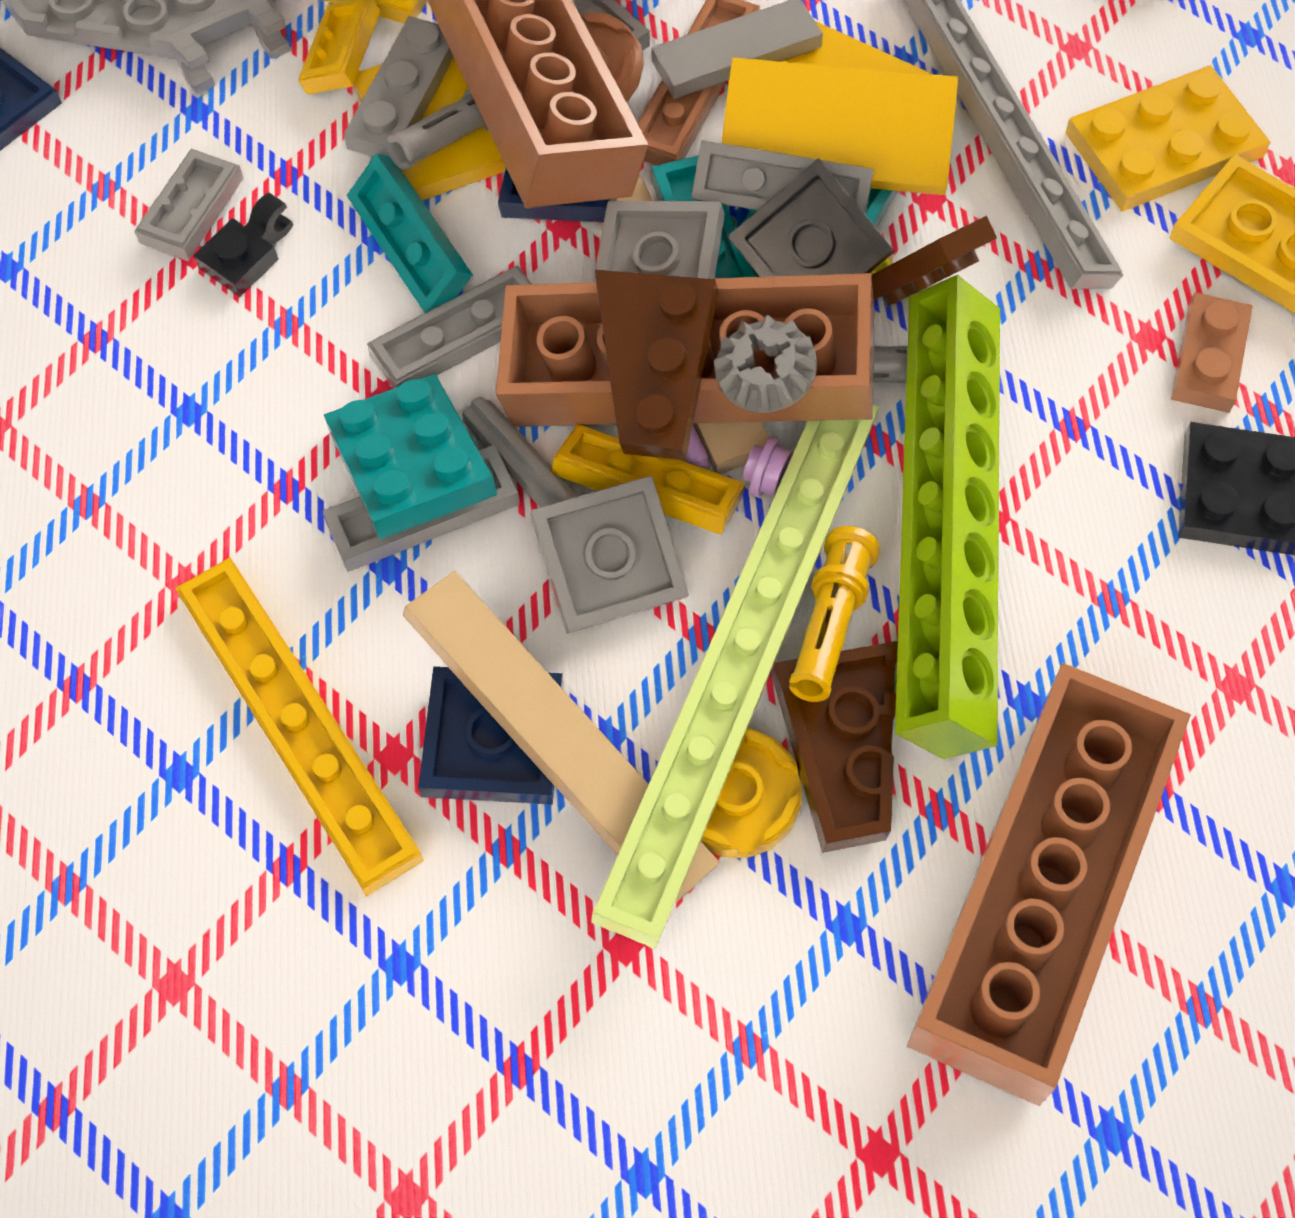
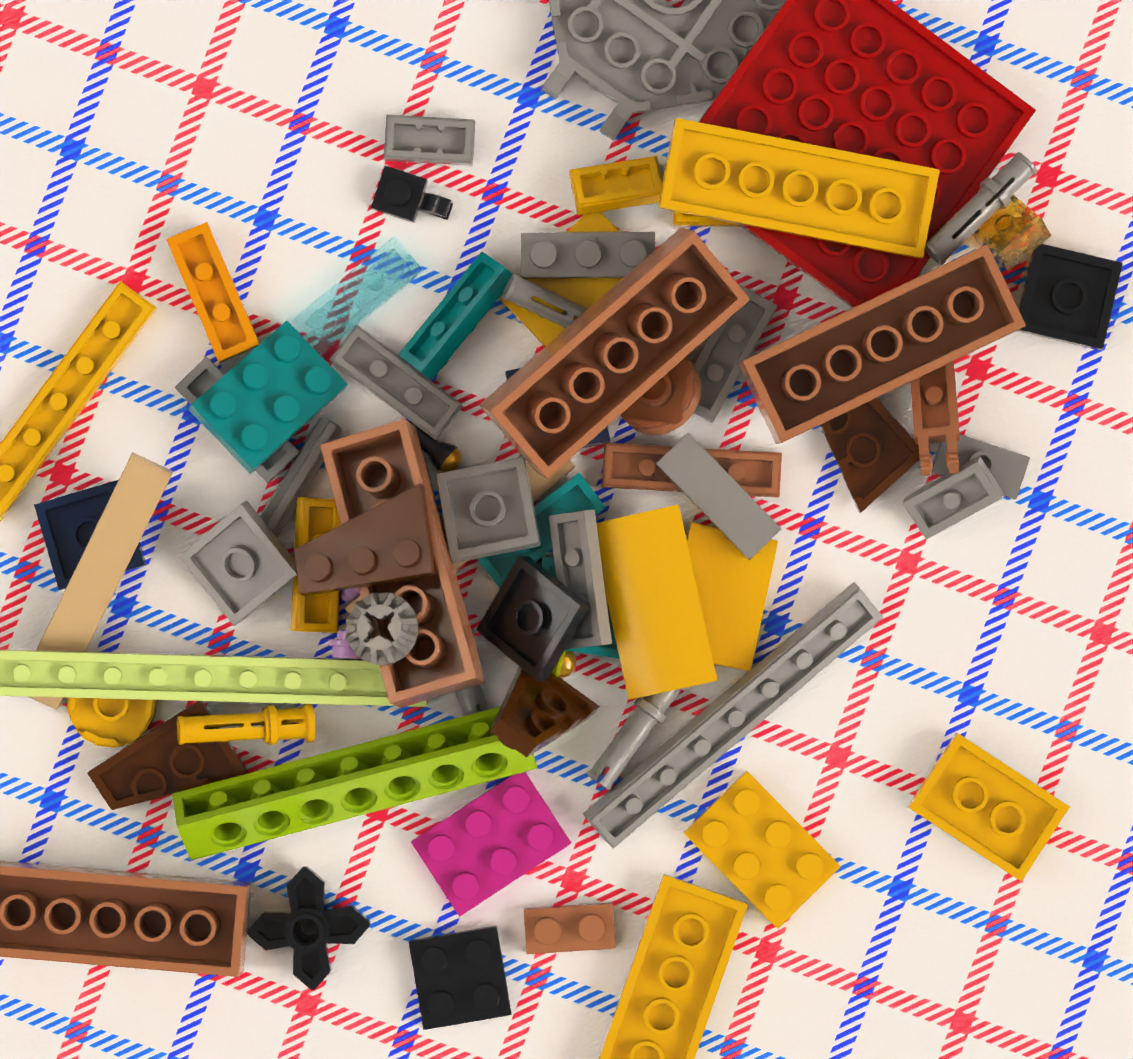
camera: 65 degrees right, 25 degrees up
(245, 483) = (213, 292): none -> light orange plate
(331, 332) = (357, 295): none -> clear light blue plate
(1016, 238) = (631, 736): none -> light grey pin
(1077, 404) = (491, 842): none -> dark pink plate
(1135, 631) = (284, 929): none -> black plant

